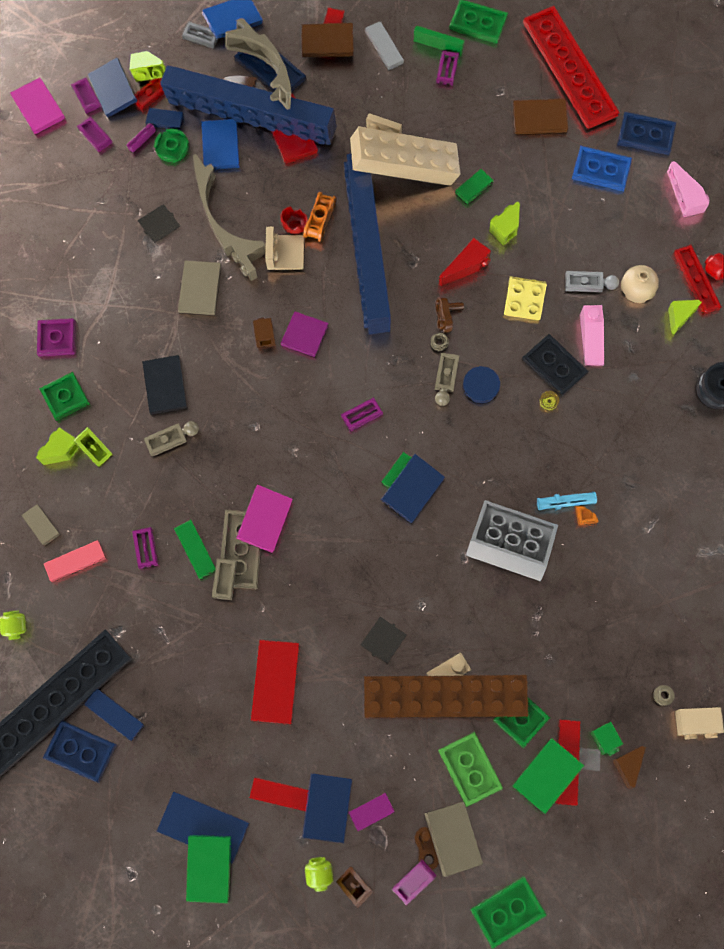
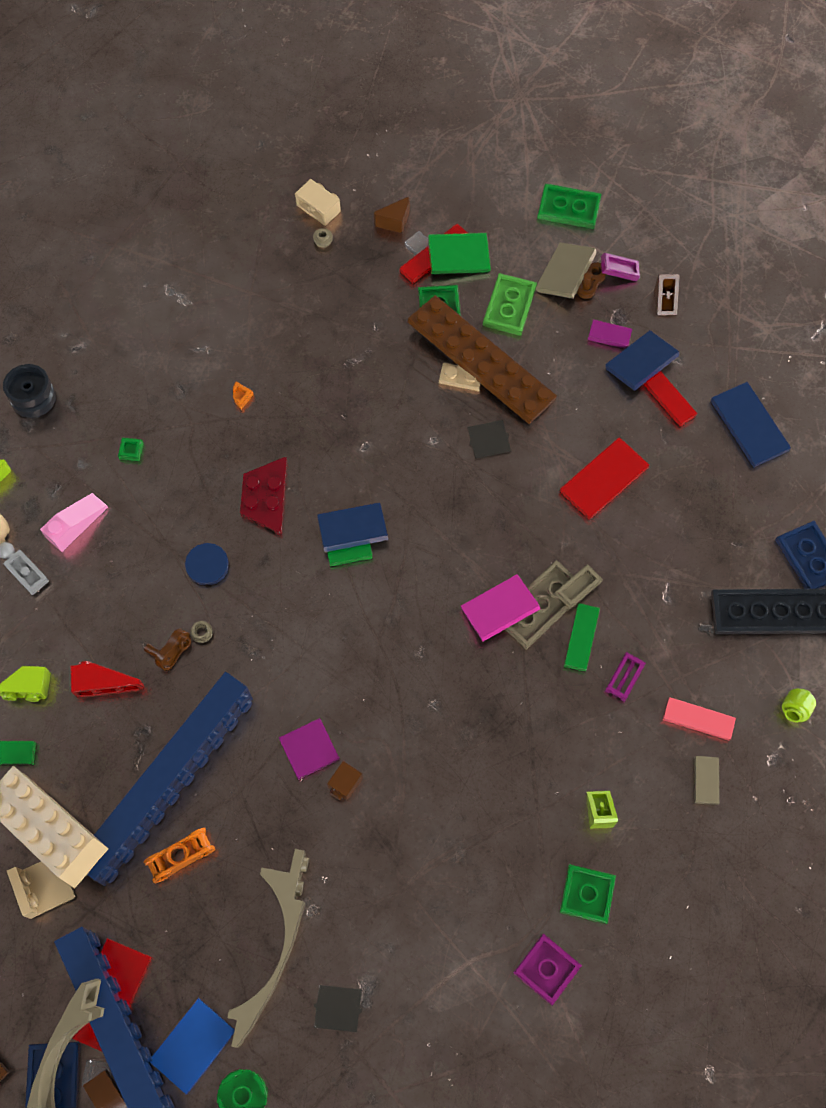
camera: 140 degrees left, 5 degrees down
(58, 448) = (634, 837): lime slope -> none
(114, 714) = (760, 559): dark blue tile -> none
(164, 384) = (481, 817): black tile -> none
(170, 437) = (520, 756): dark tan plate -> none
(199, 287) = (361, 891): dark tan tile -> none
(208, 869) = (769, 390): green tile -> none
(284, 251) = (247, 850): tan bracket -> none
(293, 220) = (208, 873): red hair -> none
(318, 874) = (686, 324): lime head -> none
(365, 420) = (351, 625): magenta tile -> none
(446, 377) = (229, 594): dark tan plate -> none
(493, 460) = (265, 495): none -> dark red wing
(512, 540) = (315, 421): light grey slope -> none
(525, 298) = (86, 603): light yellow bracket -> none
(549, 400) = (168, 503): clear yellow tile -> none
(555, 365) = (130, 527): black tile -> none
(566, 500) = (249, 419): medium azure pin -> none
(607, 739) = (393, 242): green brick -> none
(613, 413) = (130, 449): none -> green tile

